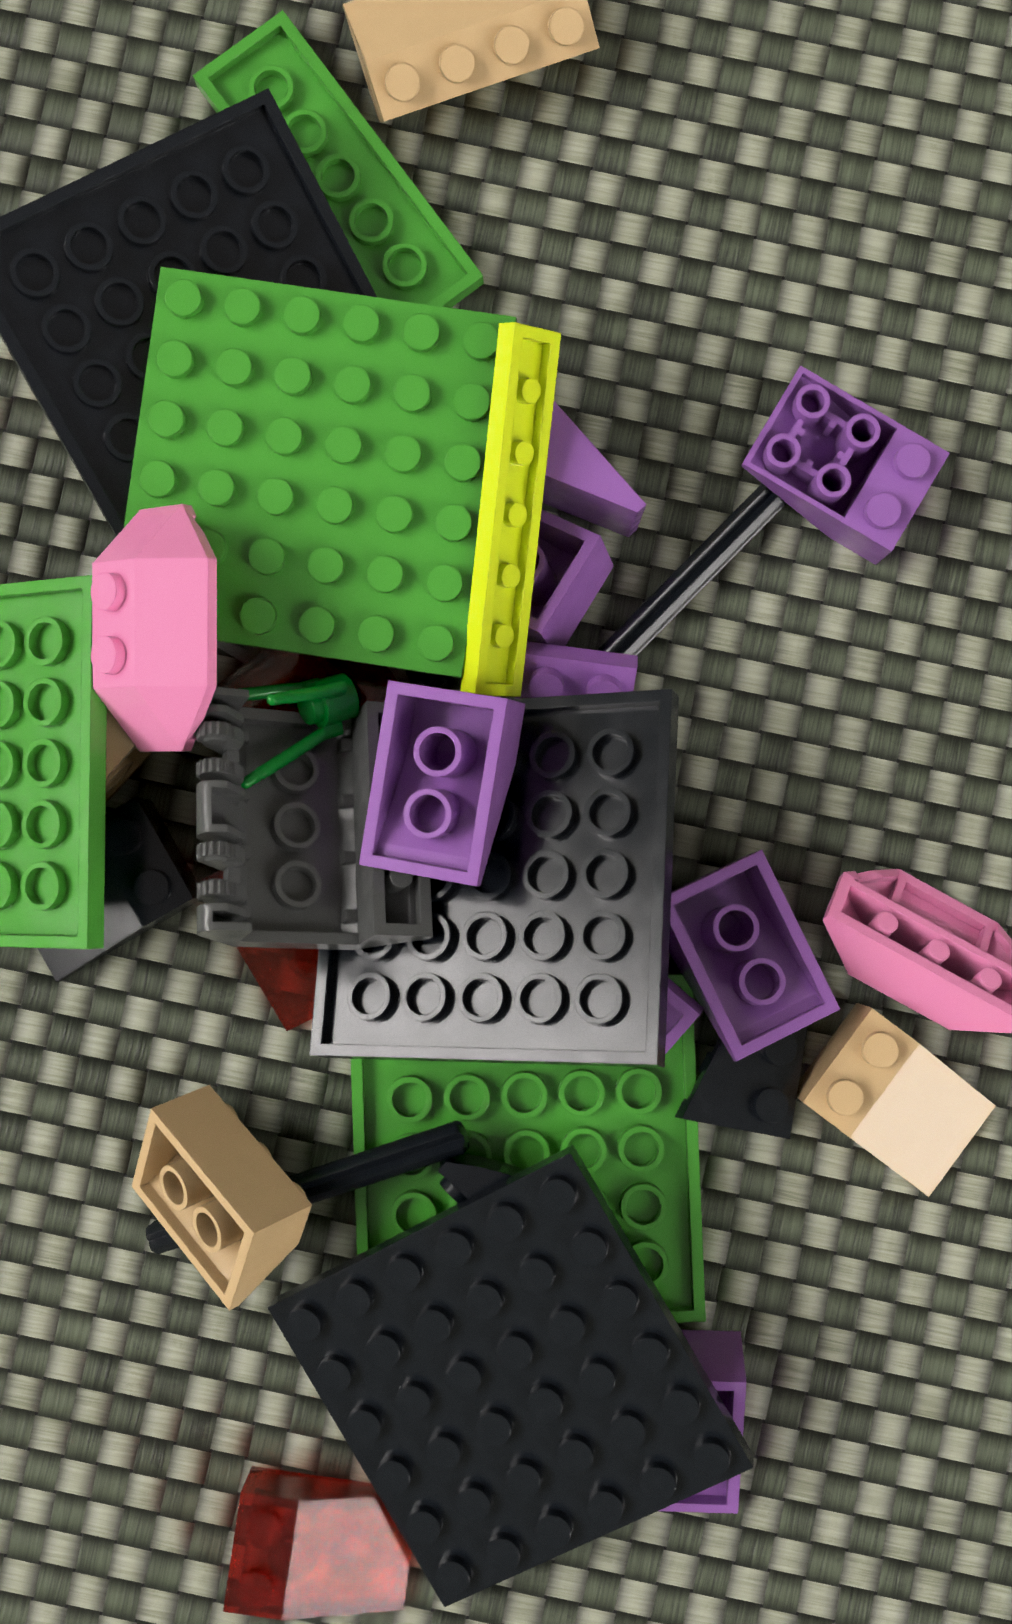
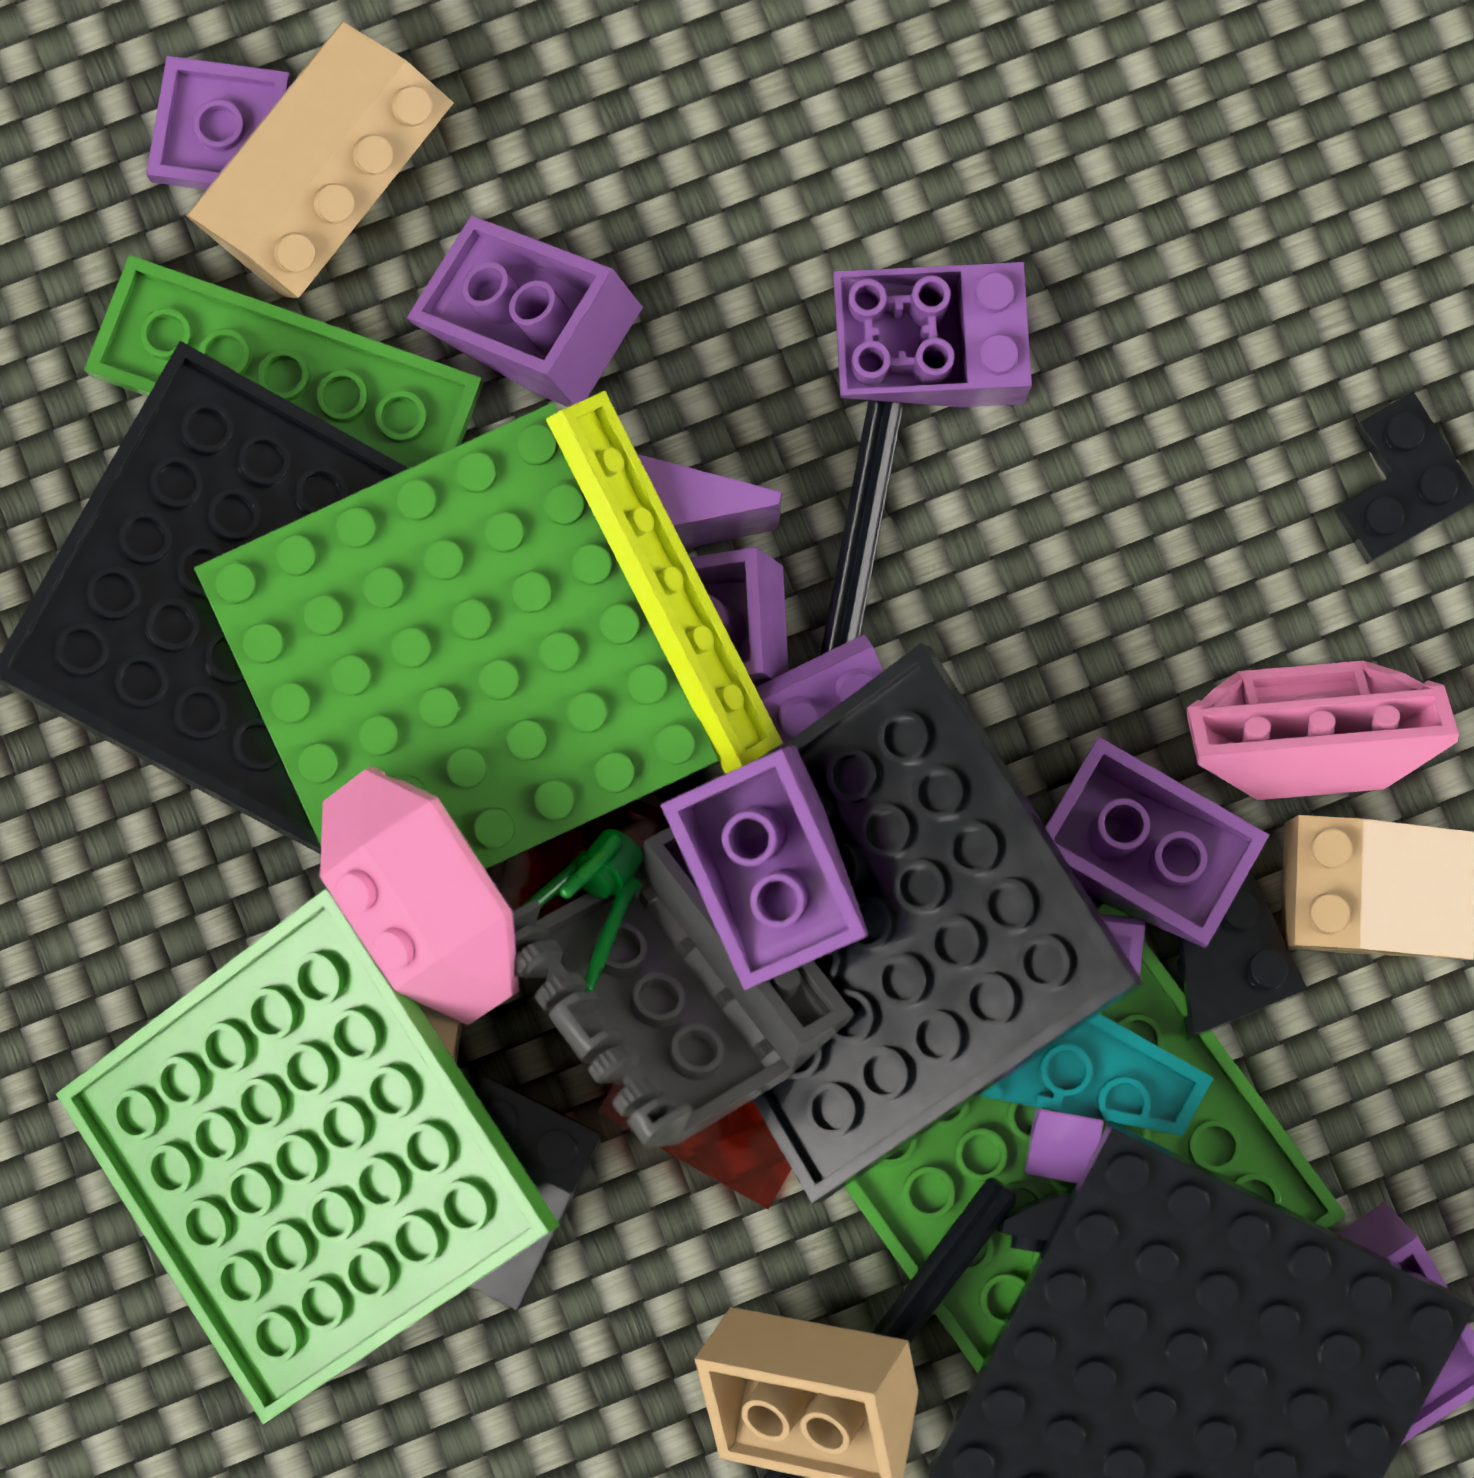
camera: 30 degrees left, 5 degrees down
(530, 1132) = (1061, 1144): none -> medium lavender slope
(552, 247) = (527, 310): none -> medium lavender slope
(602, 1114) = (1109, 1077): none -> teal wing

